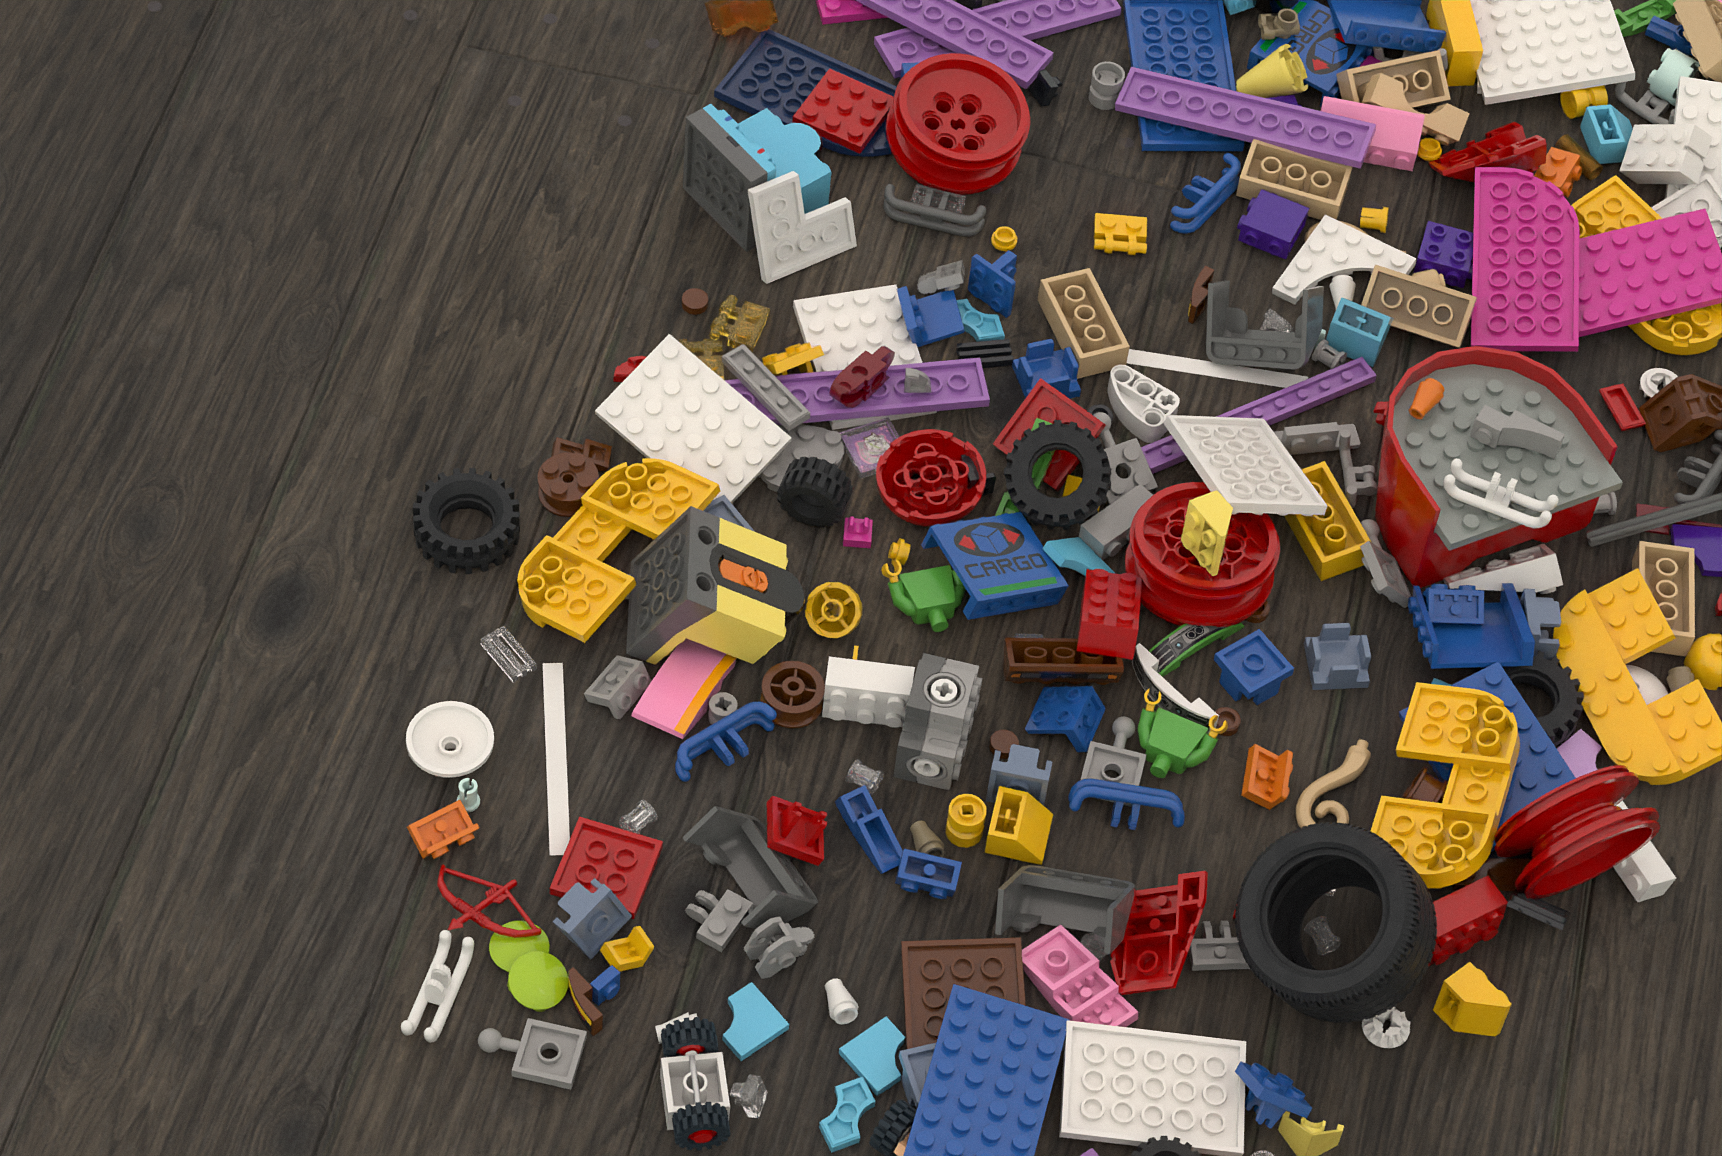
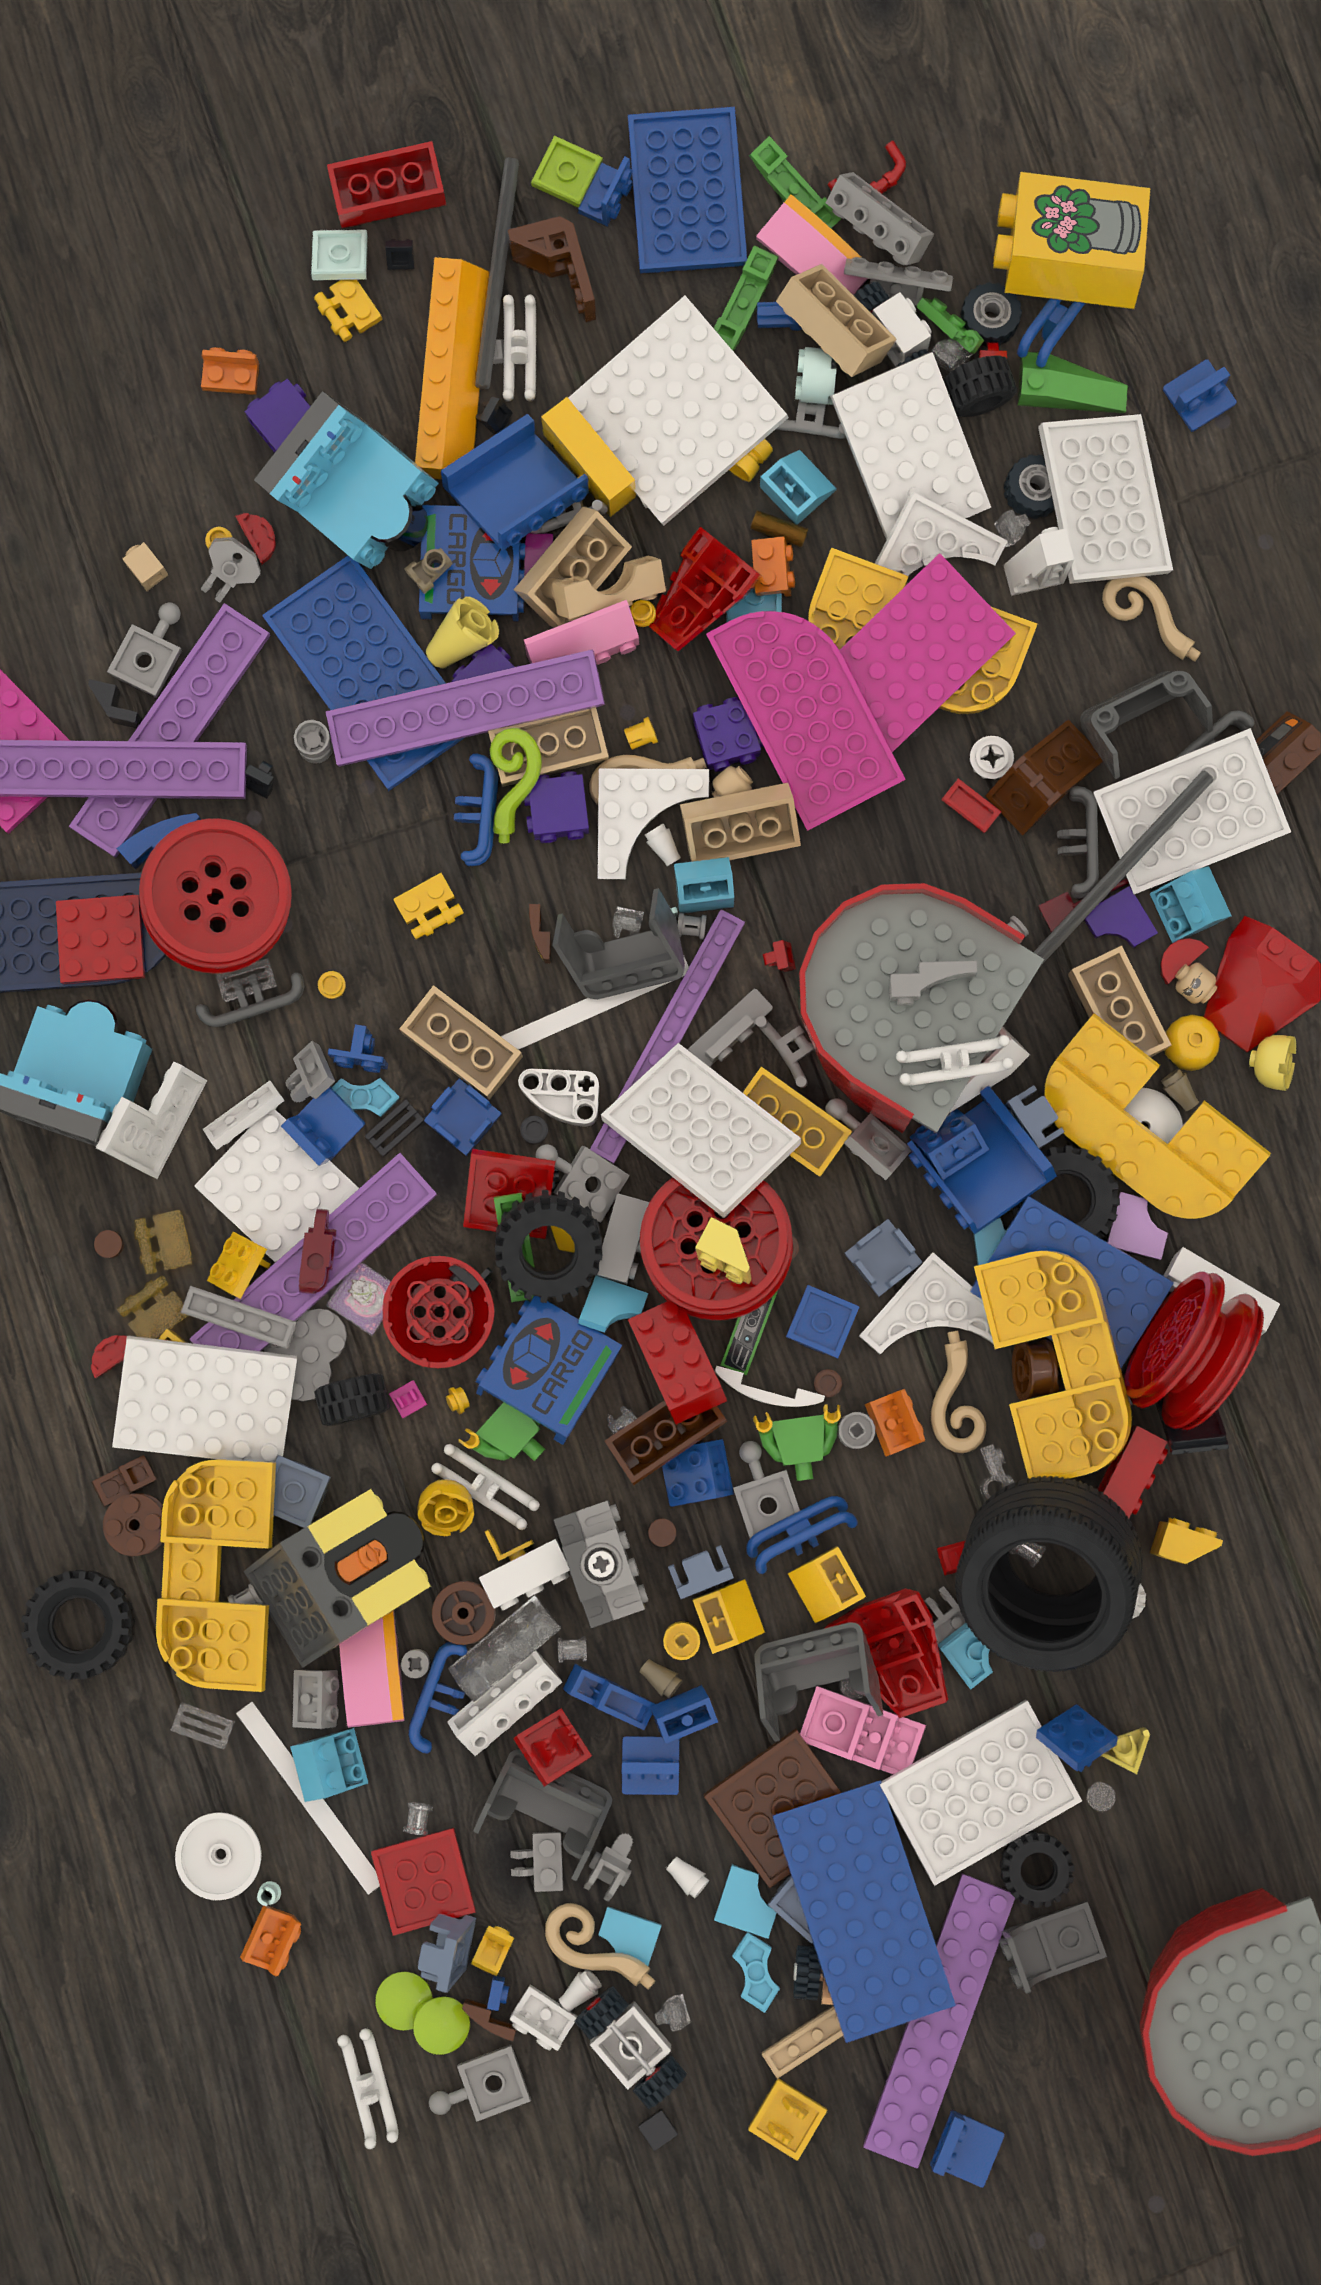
camera: 25 degrees left, 30 degrees up
(494, 895) = (352, 1969): red piece -> none
(593, 736) = (329, 1765): none -> medium azure slope
(632, 1029) = (542, 2018): none -> white bracket
(735, 1025) = (625, 1964): none -> tan plant
(778, 775) = (504, 1703): none -> white brick
(808, 737) = (504, 1648): none -> clear brick
(868, 900) = (650, 1766): none -> blue bracket
(869, 279) = (243, 1115): none -> white plate
(878, 623) = (486, 1486): none -> white piece
(916, 381) = (366, 1225): light grey tile -> none
(1125, 852) = (826, 1584): none -> yellow slope
(1217, 977) = (967, 1655): none -> medium azure tile
(1227, 205) = (505, 812): none -> lime plant
(1228, 759) = (856, 1430): none -> light grey wheel
(1358, 709) = (928, 1299): none -> white plate
(1427, 396) = (832, 990): orange cone -> none
(1660, 155) = (859, 494): white piece -> none

